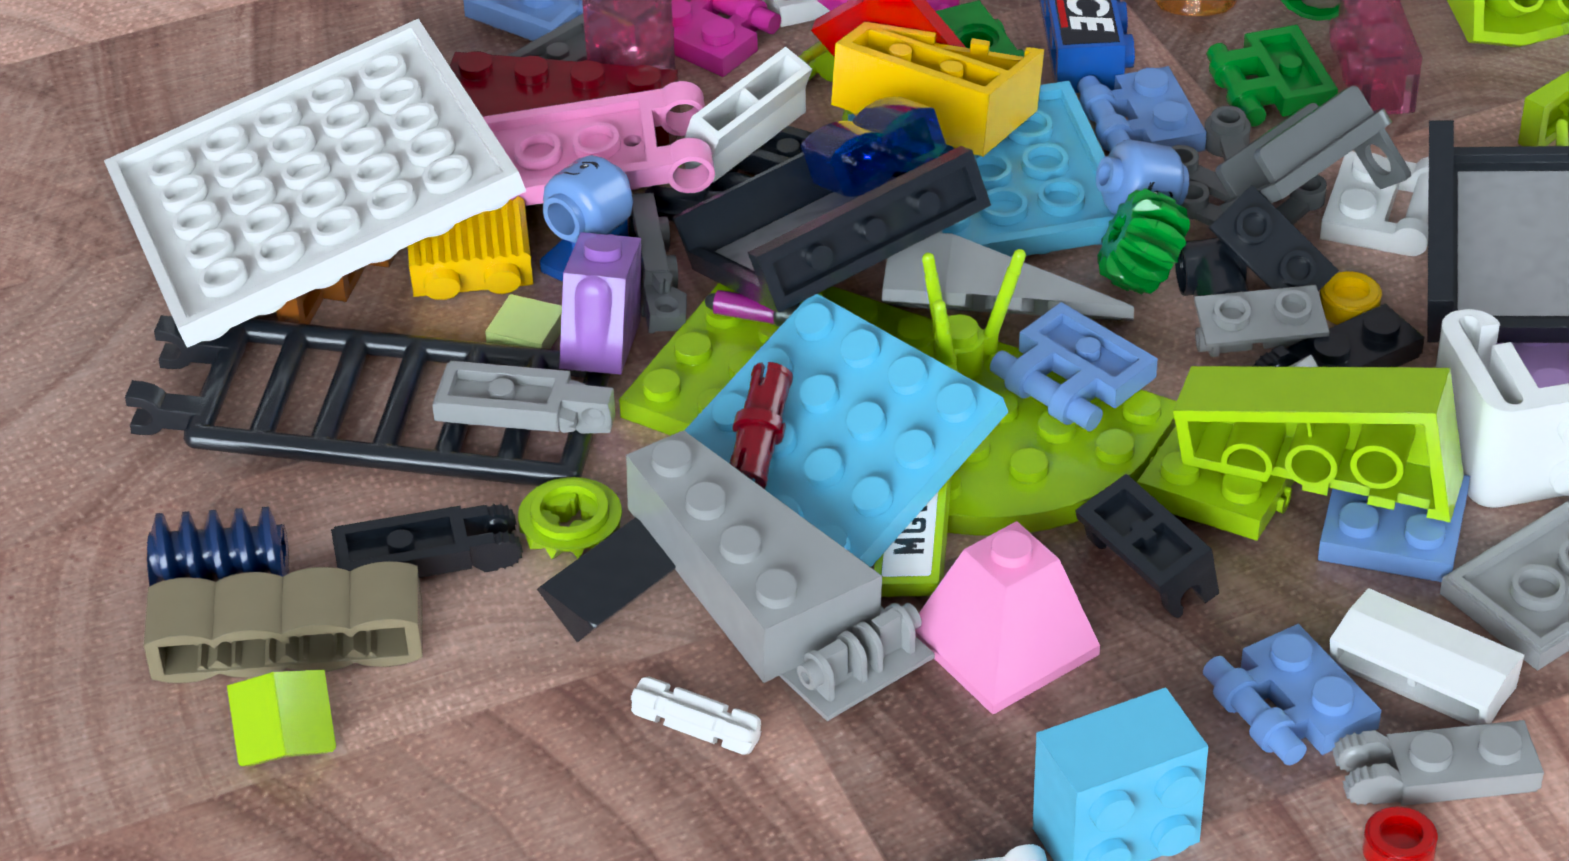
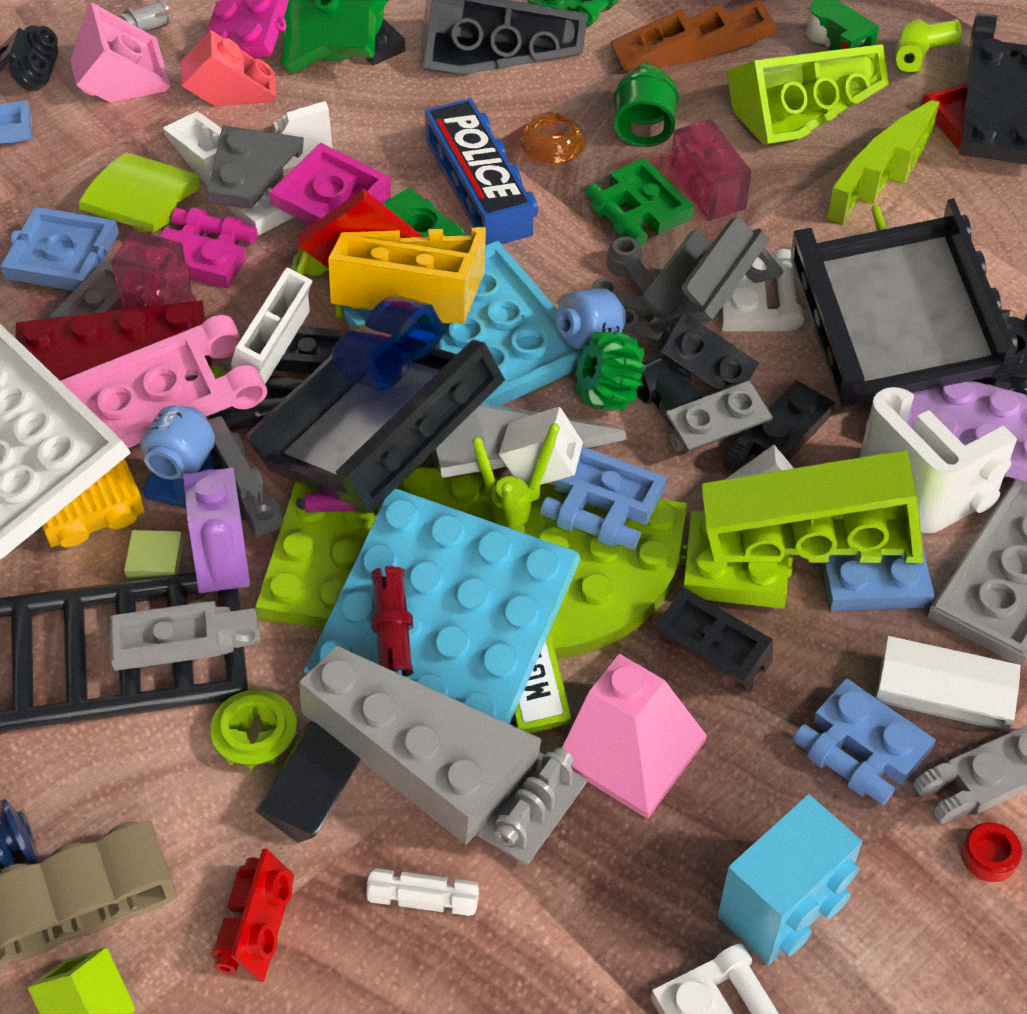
camera: 20 degrees left, 10 degrees up
(433, 540) = (144, 788): black hinge -> none
(500, 692) = (261, 893): none -> red hinge
(1034, 300) = (524, 442): none -> white panel
(1150, 101) = (566, 248): medium blue plate -> none
(1349, 295) = (770, 378): yellow tile -> none

